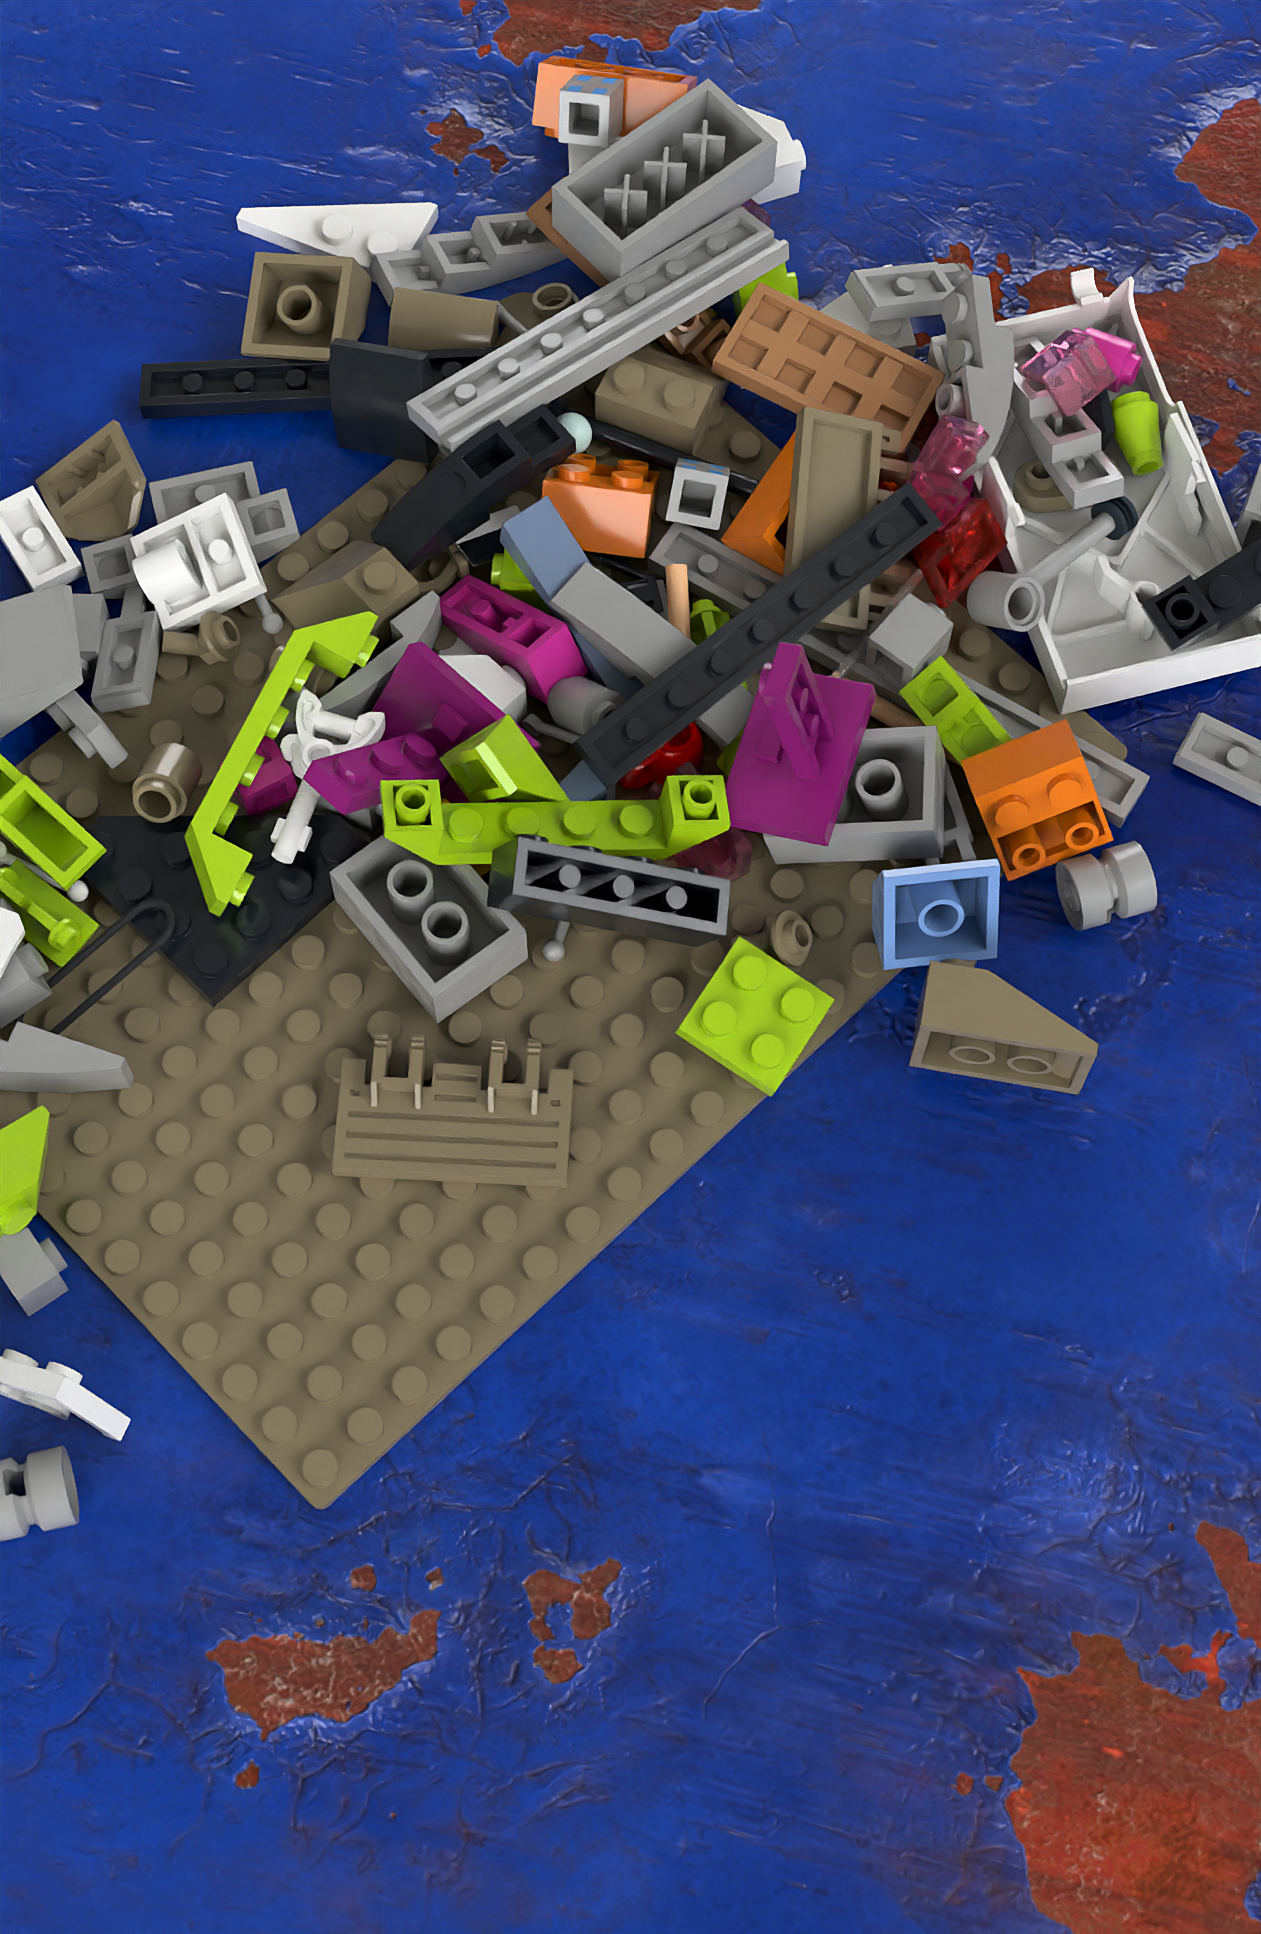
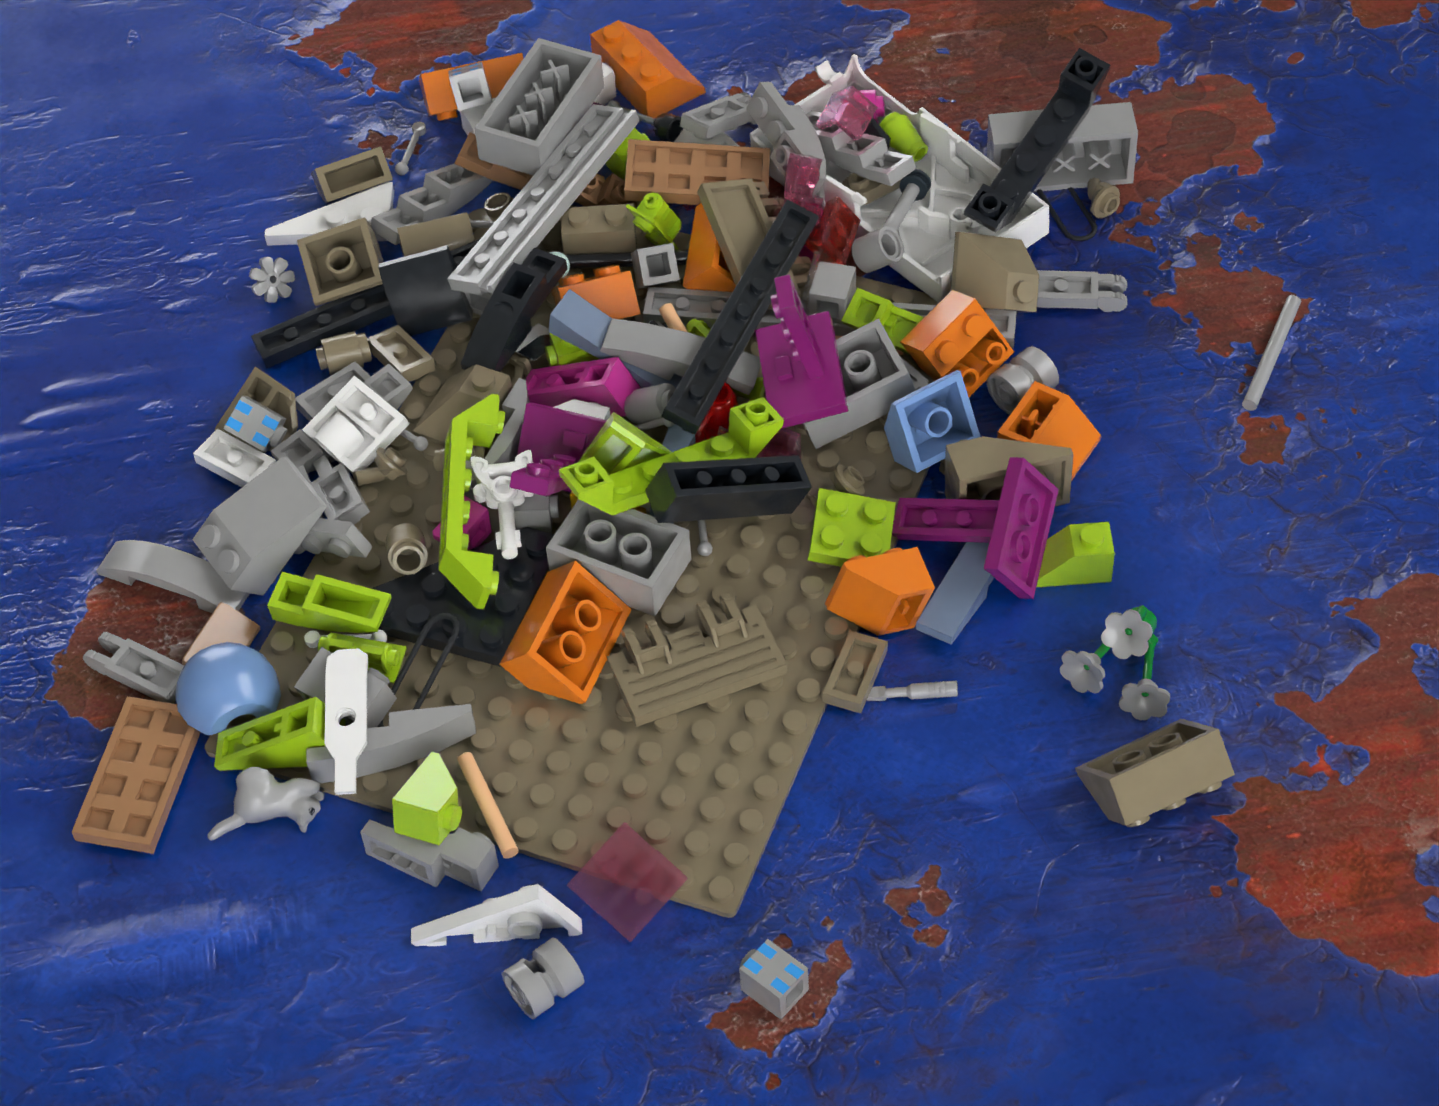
camera: 20 degrees left, 15 degrees down
(76, 504) = (256, 424): none -> light grey brick
(87, 1205) = (487, 805): none -> light nougat bar
(204, 1403) = (627, 882): none -> clear pink slope
(210, 289) = (272, 279): none -> light grey plant
(245, 438) = (343, 350): none -> dark tan brick
(306, 1003) = (566, 634): none -> orange slope
(314, 1636) = (773, 978): none -> light grey brick
(315, 475) = (401, 352): none -> dark tan plate
(389, 173) = (351, 175): none -> dark tan brick
(514, 137) = (418, 129): none -> light grey hinge
(655, 1227) = (855, 671): none -> dark tan plate
(721, 1290) = (916, 691): none -> light grey piece
(733, 426) = (656, 220): none -> lime hinge
(740, 1137) = (882, 590): none -> orange slope
(833, 267) = (665, 125): none -> black hinge
(853, 169) = (644, 69): none -> orange slope
(883, 1152) = (957, 595): none -> sand blue slope
(963, 1120) = (1012, 526): none -> magenta piece
(973, 1572) = (1157, 771): none -> dark tan slope
(1026, 1370) = (1127, 636): none -> light grey plant
(1033, 1189) = (1078, 556): none -> lime slope
(1097, 983) = (1054, 420): none -> orange slope
(1145, 708) = (995, 272): none -> dark tan slope

